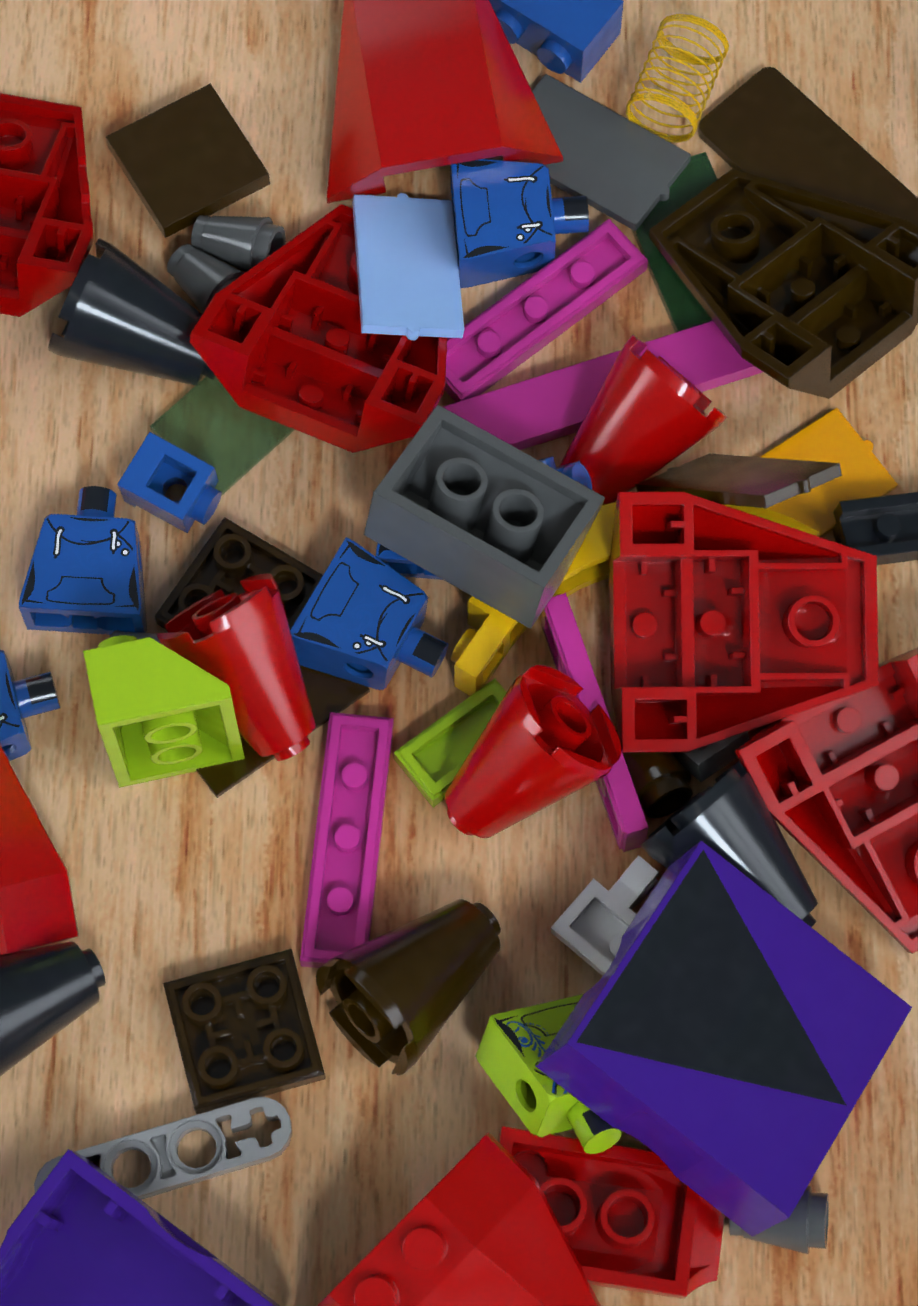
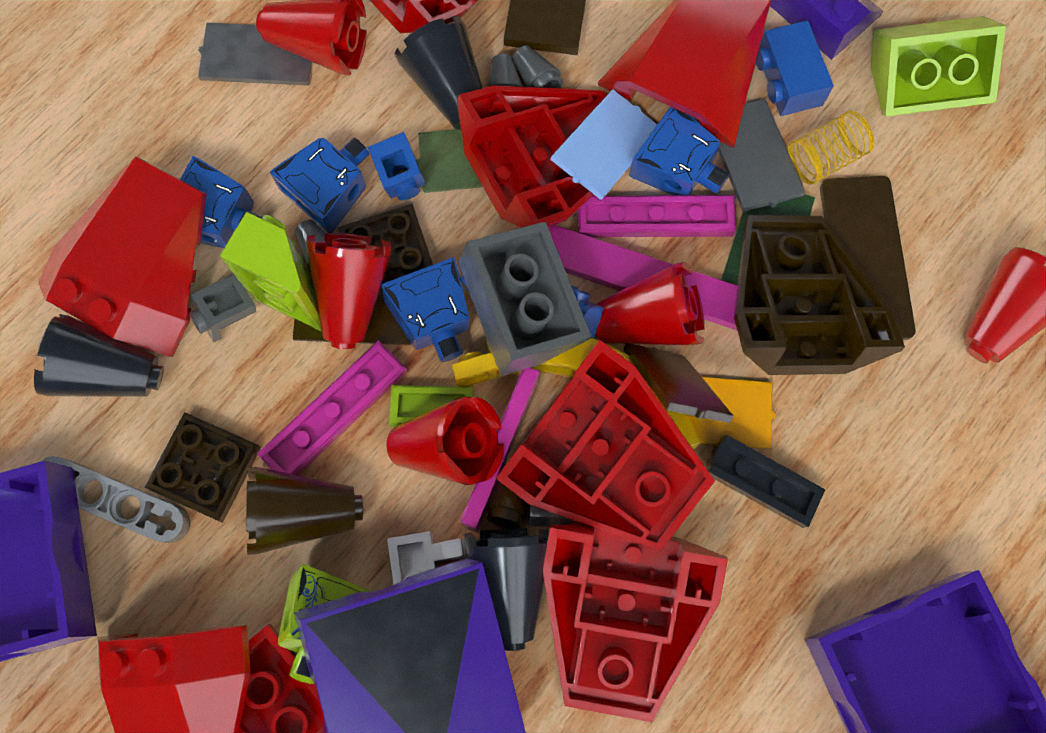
camera: 40 degrees right, 5 degrees up
(97, 821) = (220, 306): none -> dark grey bracket

